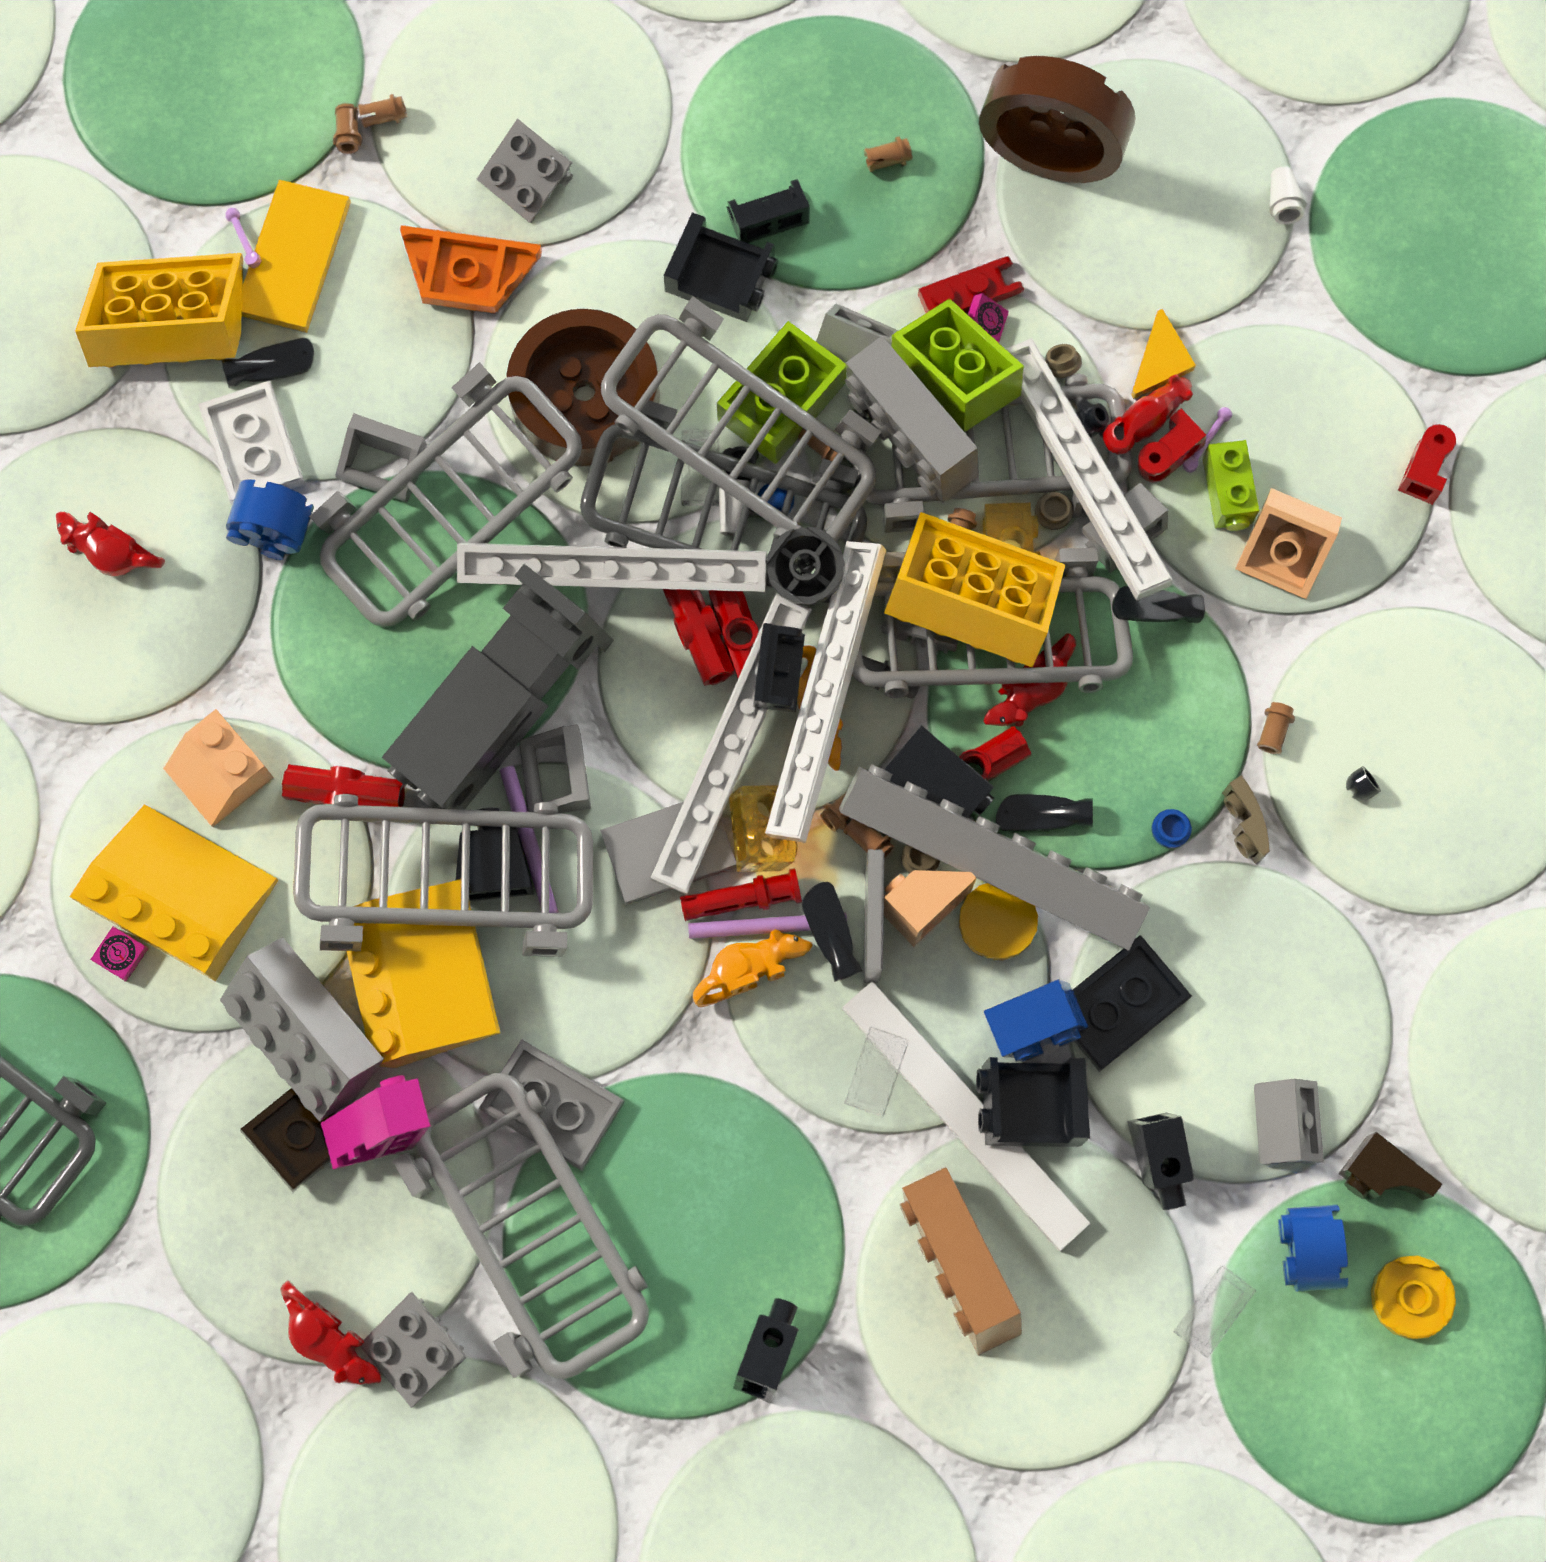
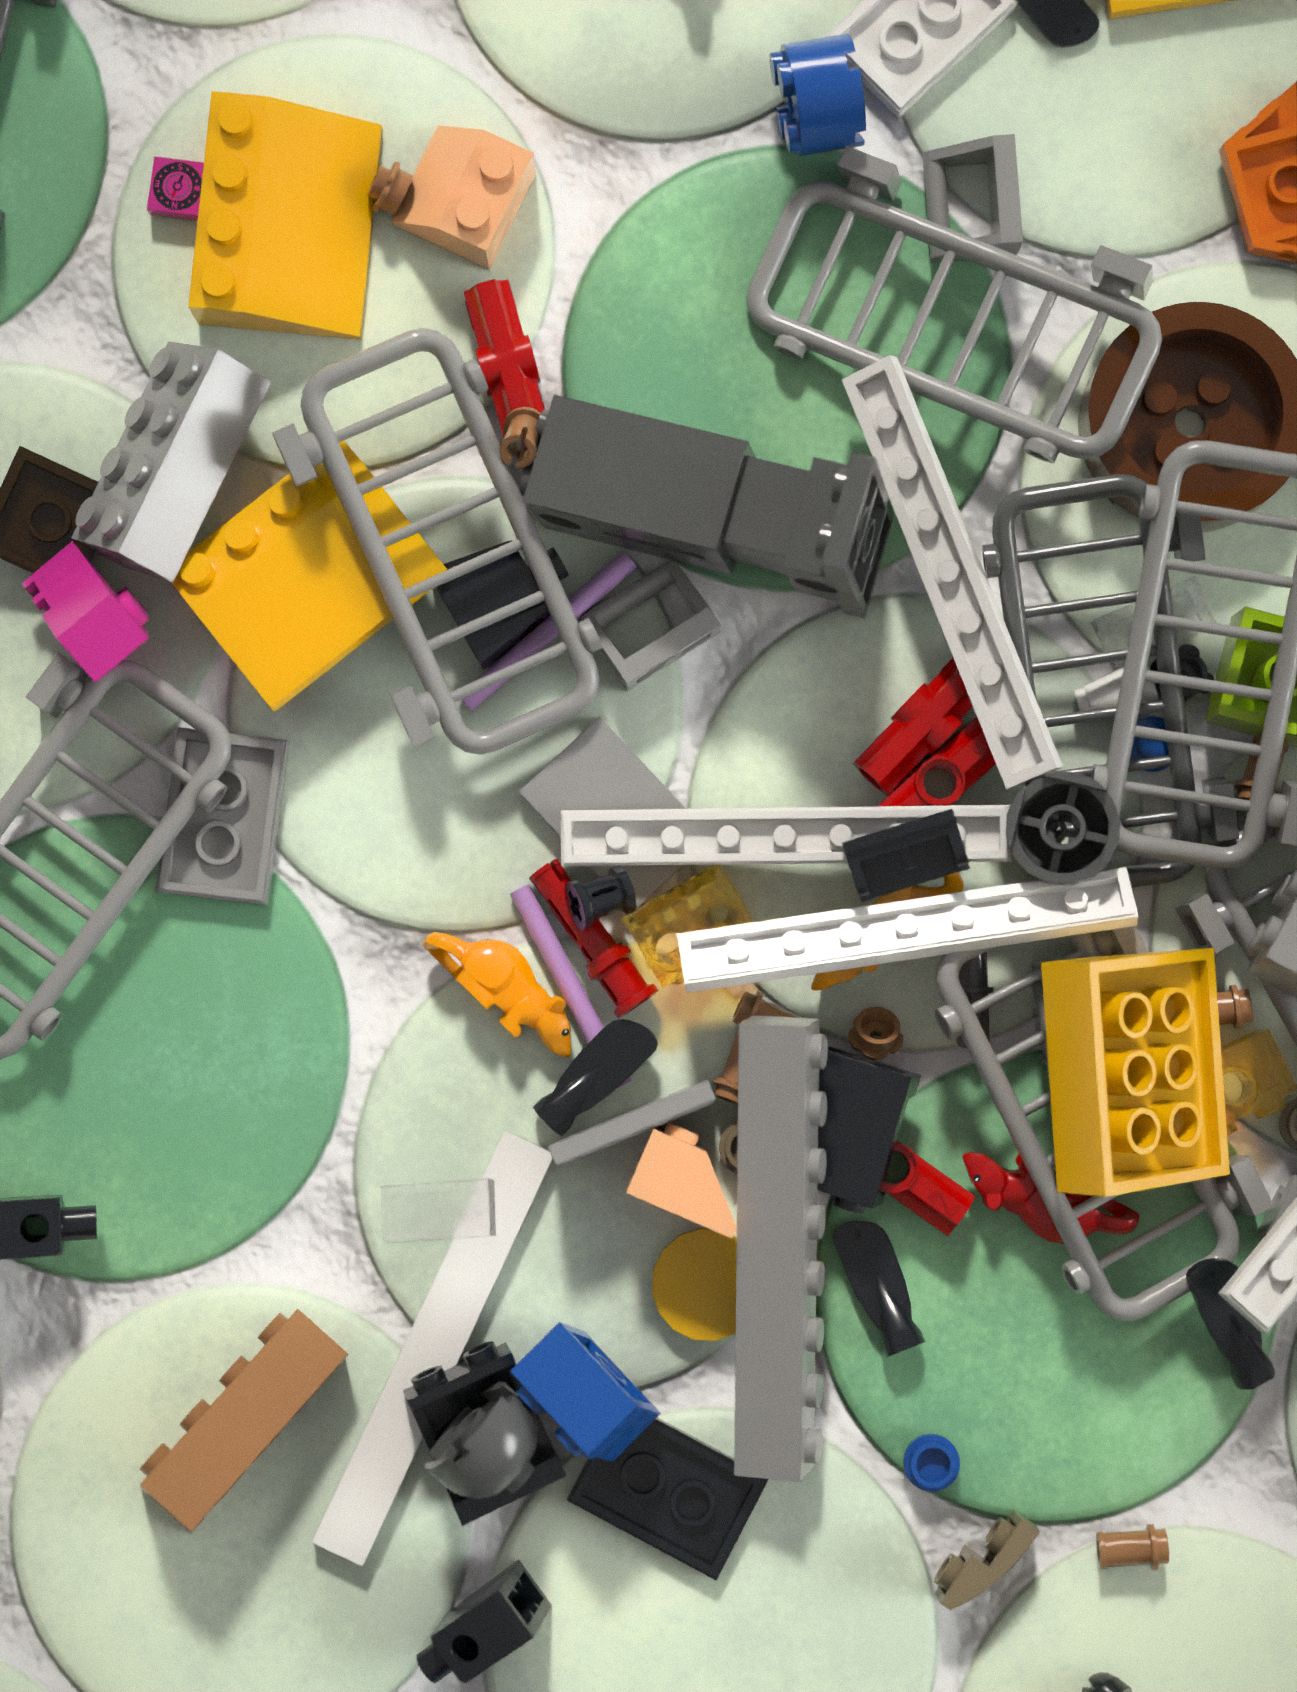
camera: 65 degrees right, 10 degrees up
(190, 815) = (389, 188): none -> medium nougat plate
(397, 792) = (520, 436): none -> medium nougat pin
(719, 875) = (600, 897): none -> black bush
(883, 744) = (876, 1022): none -> medium nougat plate
(1045, 1096) = (487, 1446): none -> dark grey cylinder

